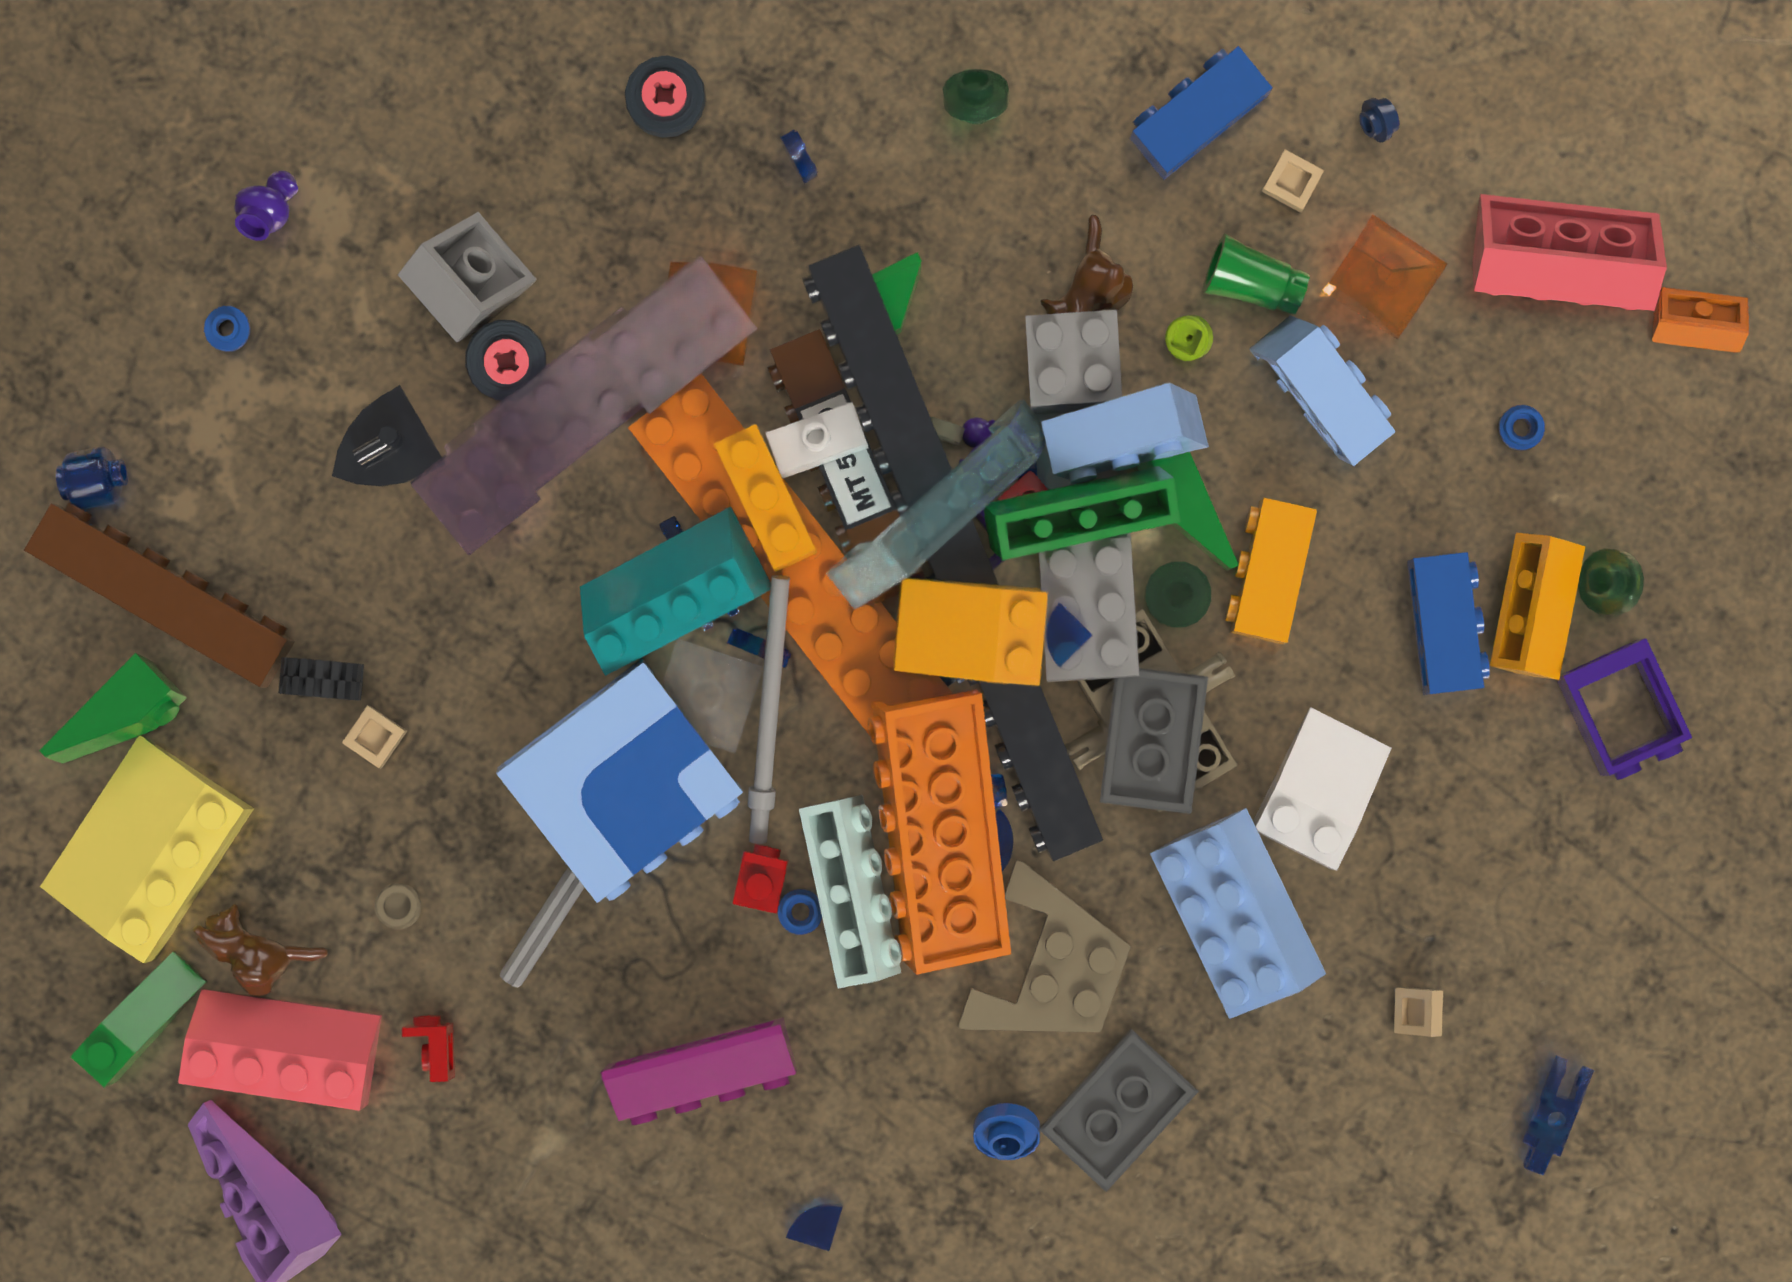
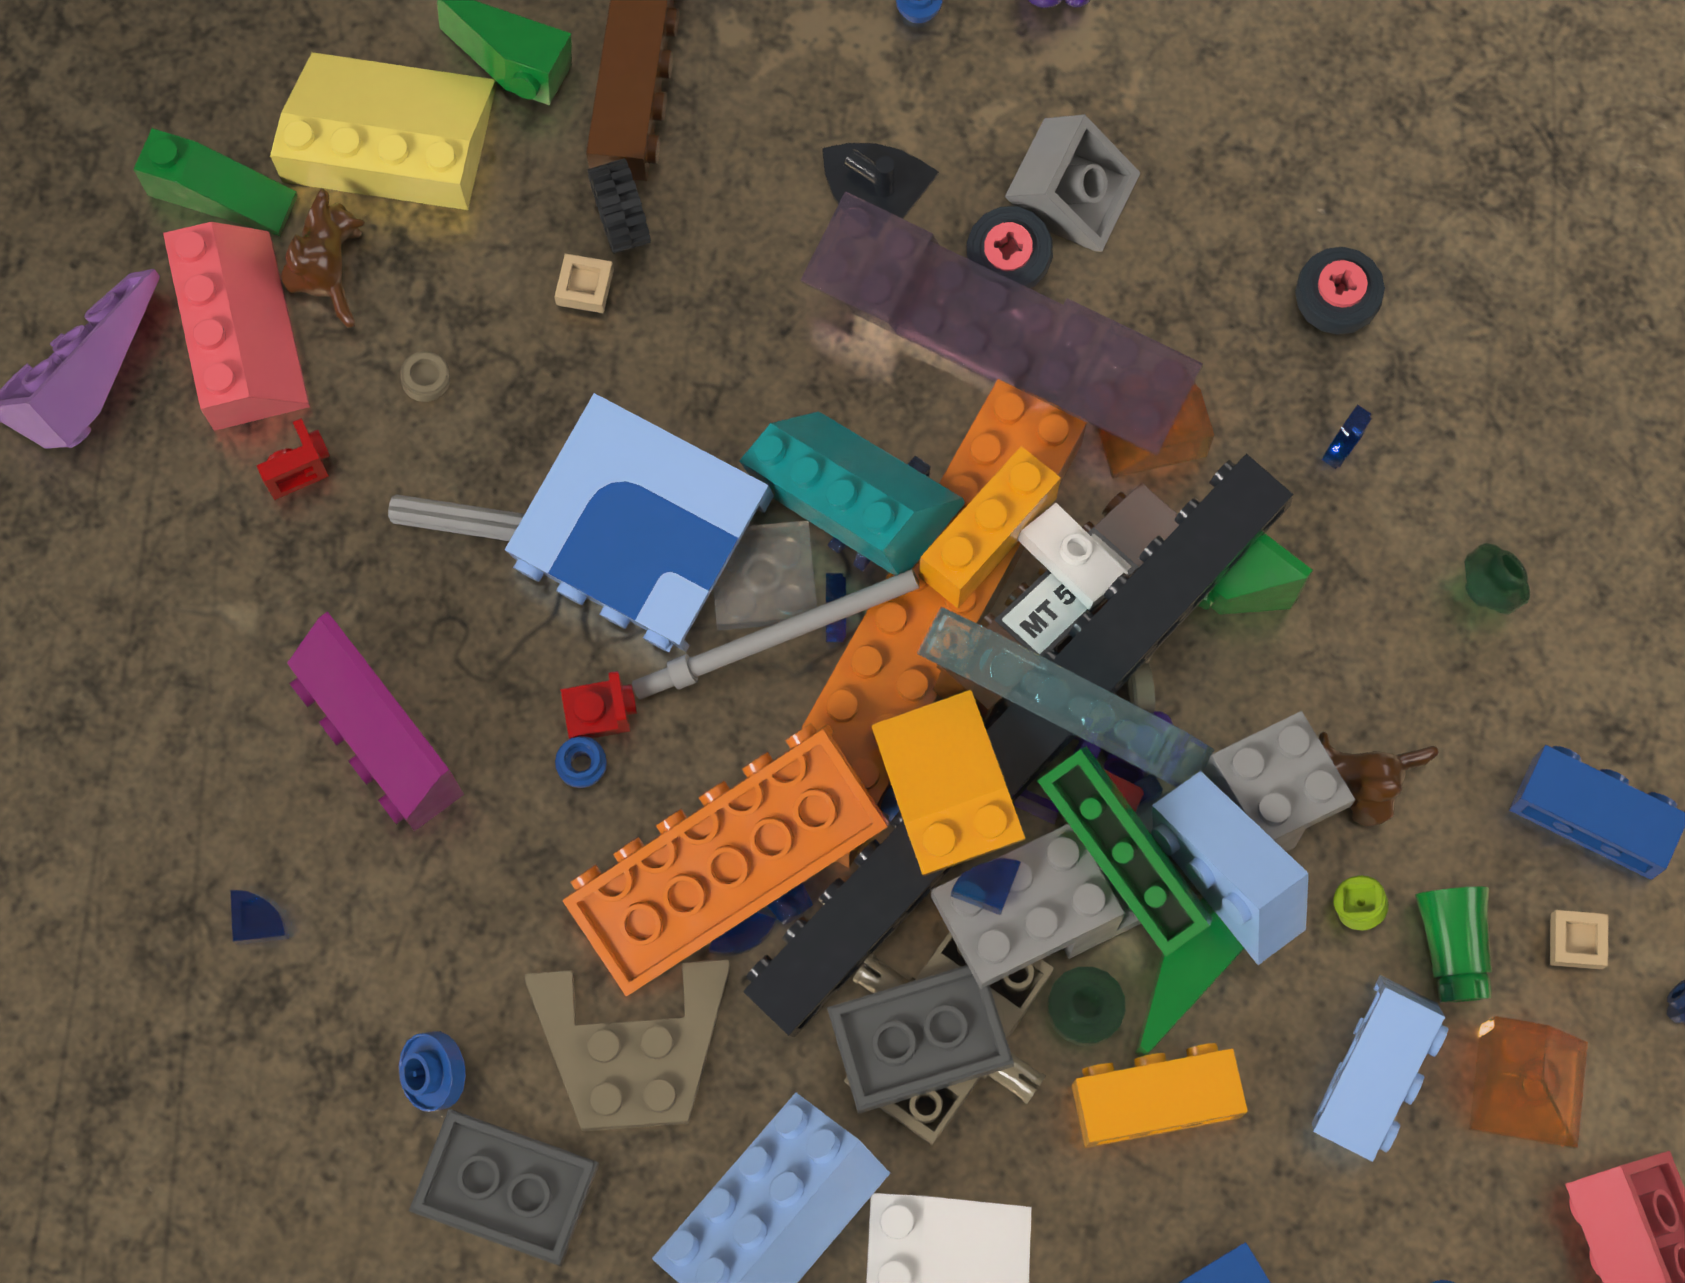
camera: 65 degrees right, 15 degrees down
(851, 891) = (622, 796): light aqua brick -> none

